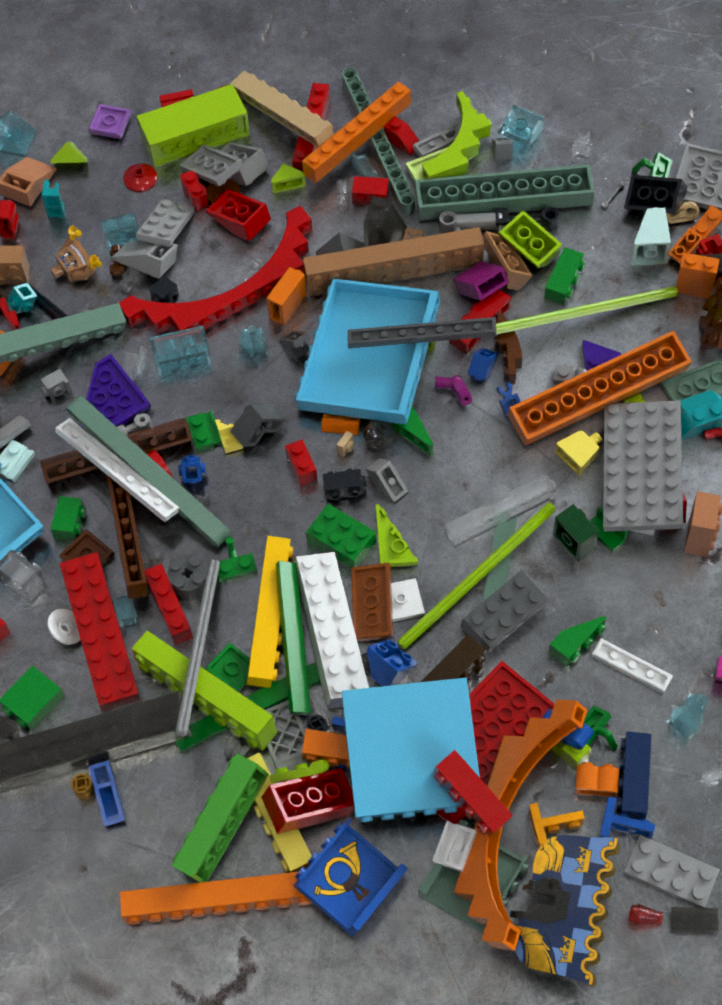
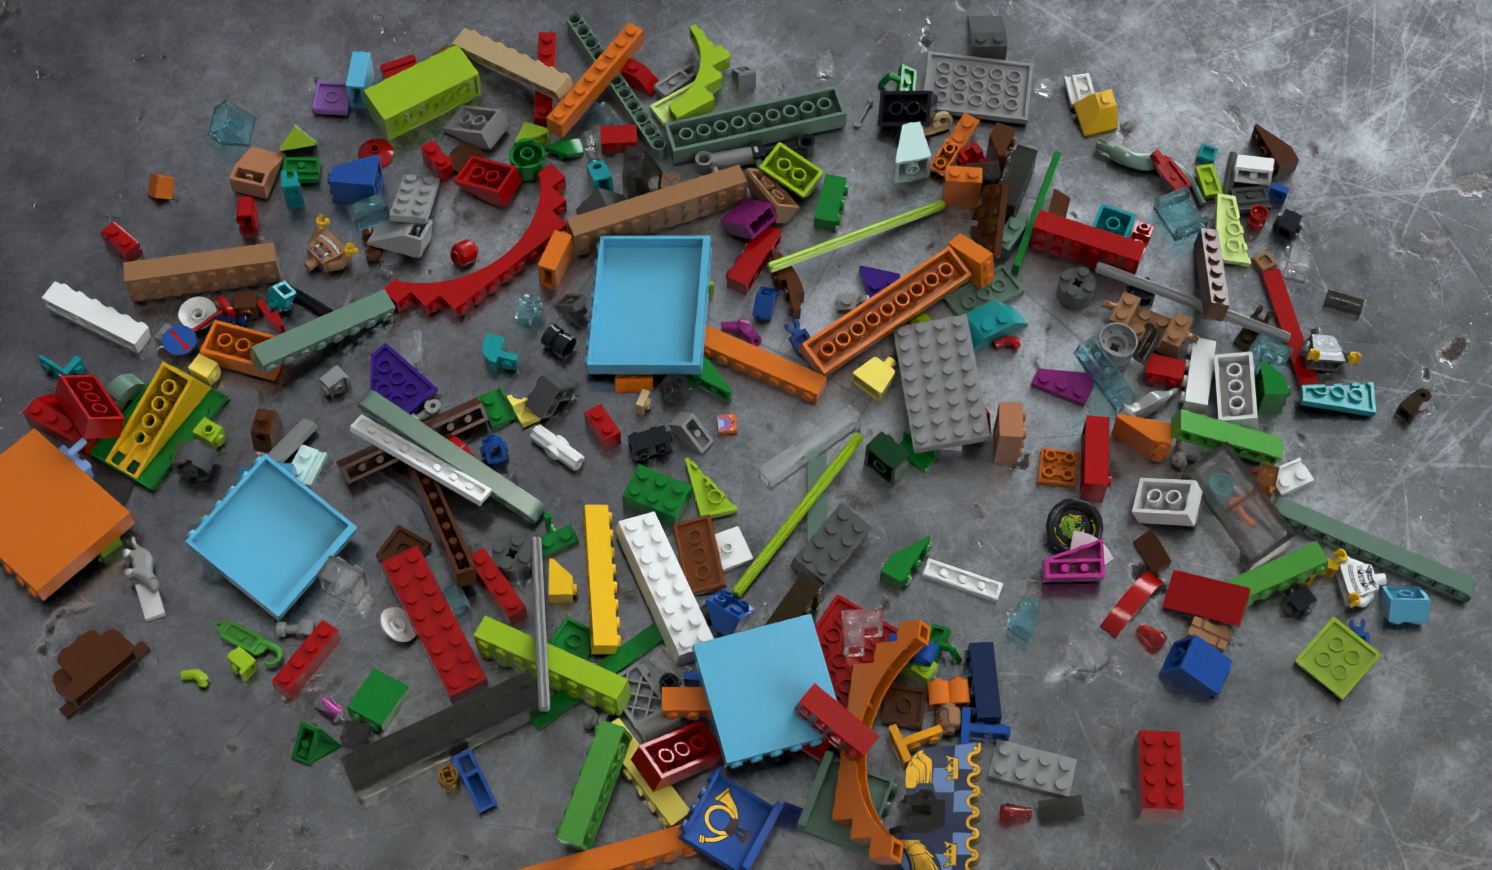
camera: 15 degrees left, 0 degrees up
(67, 518) = (377, 516): green brick -> none
(69, 183) = (306, 167): none -> green plate
(114, 197) = (356, 179): none -> blue slope
(138, 101) = (359, 78): none -> medium azure brick
(164, 291) = (427, 270): black brick -> none
(180, 350) = (457, 330): clear light blue slope -> none
(202, 279) = (464, 253): none -> red head
(212, 165) = (451, 132): light grey plate -> none
(212, 378) = (495, 354): none -> teal brick
(230, 610) = (560, 584): none -> yellow slope
(253, 476) = (557, 447): none -> white piece
(275, 373) = (558, 340): none -> black wheel
(279, 198) = (528, 158): none -> green brick
(293, 638) = (629, 602): tile -> none
(300, 770) = (663, 728): lime hinge -> none
(319, 194) = (566, 148): none -> green slope
(344, 221) = (598, 172): none -> teal torso
(412, 879) = (789, 815): none -> clear blue plate
(422, 332) = (702, 280): dark grey tile -> none
(423, 476) = (726, 424): none -> orange tile
(454, 846) = (825, 777): white plate -> none
(470, 424) = (764, 365): none -> orange brick
(516, 696) = (856, 626): none -> clear brick
(523, 125) = (762, 52): clear light blue slope -> none
(550, 786) = (904, 706): none -> reddish brown plate
(593, 805) = (948, 717): none -> medium nougat head
(698, 347) = (975, 258): none -> orange brick

